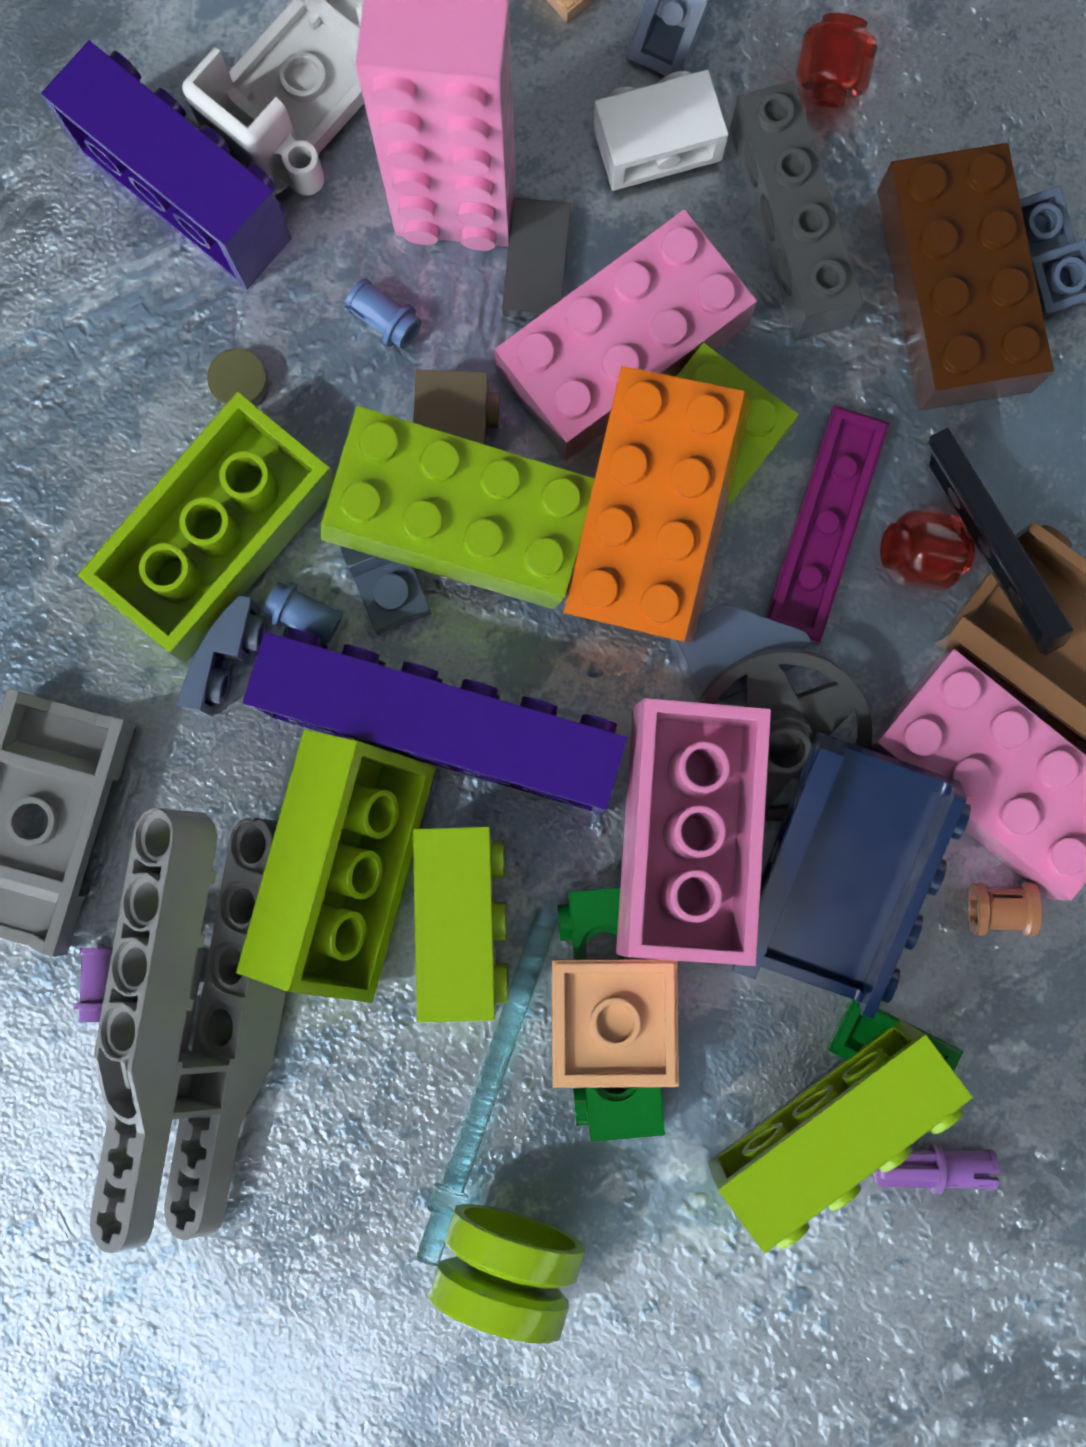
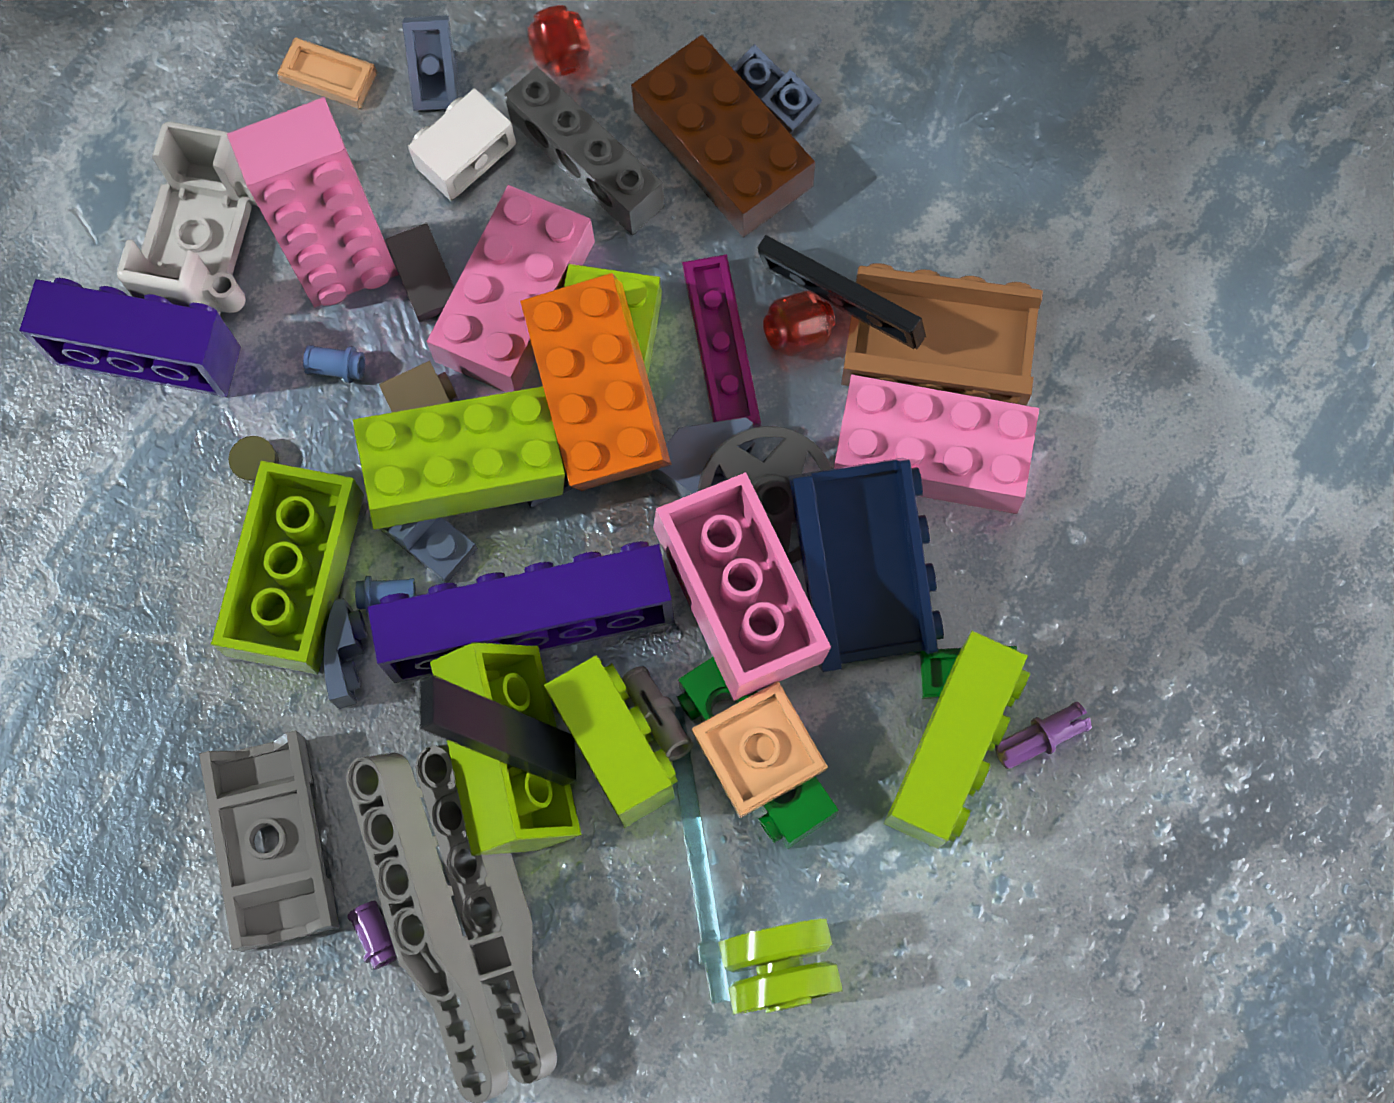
camera: 25 degrees left, 10 degrees down
(326, 858) = (496, 731): none -> black tile
(526, 912) = (669, 734): none -> light grey pin
(1004, 909) = (988, 533): nougat bush -> none

